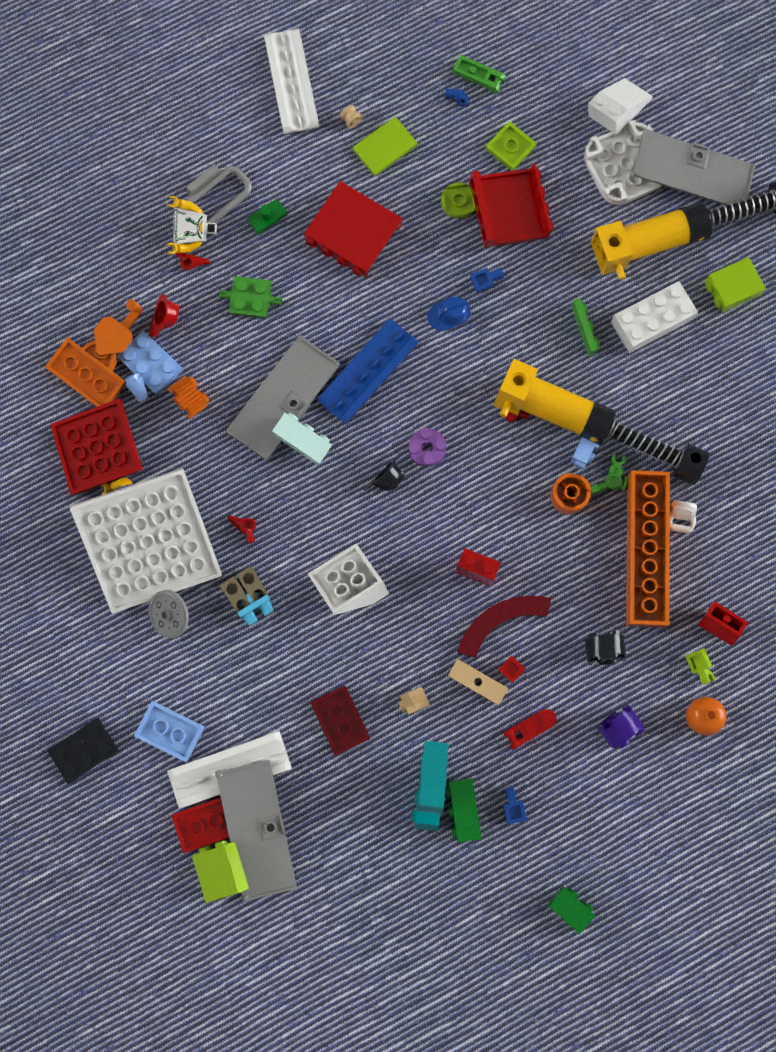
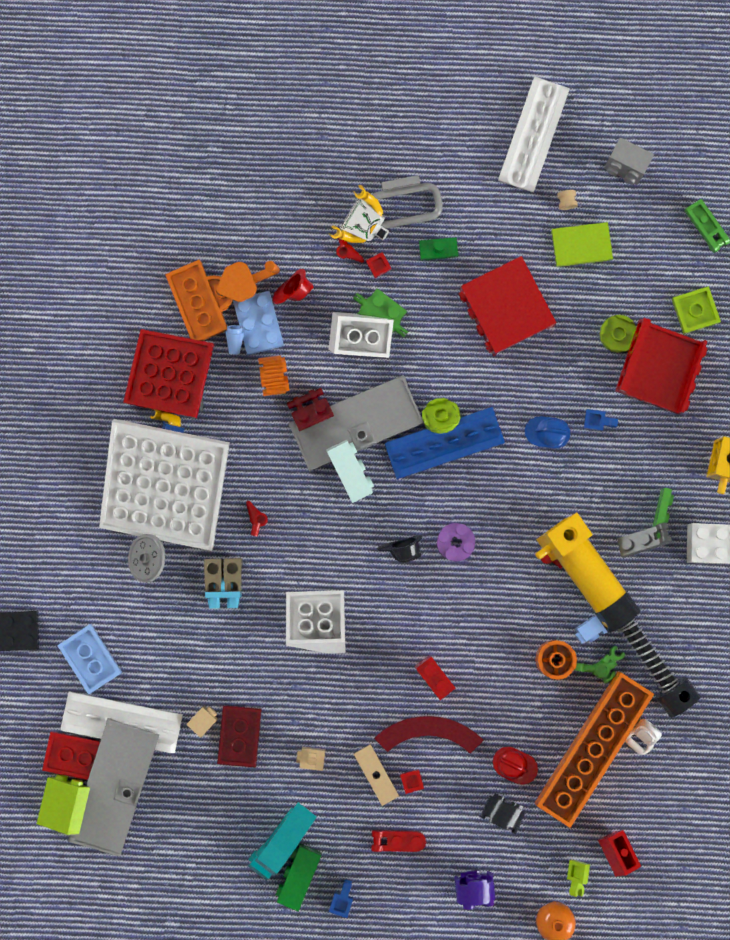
camera: 30 degrees right, 5 degrees up
(224, 257) = (378, 265): none -> red plate
(240, 411) = (313, 413): none -> dark red plate
(243, 321) = (360, 335): none -> white slope
(300, 725) = (203, 720): none -> tan brick
(351, 349) = (441, 415): none -> lime tile
(382, 56) = (628, 161): none -> light grey brick
(458, 94) = (677, 235): blue arm -> none
(583, 352) = (644, 540): none -> dark grey plate
(590, 604) = (515, 765): none -> red piece

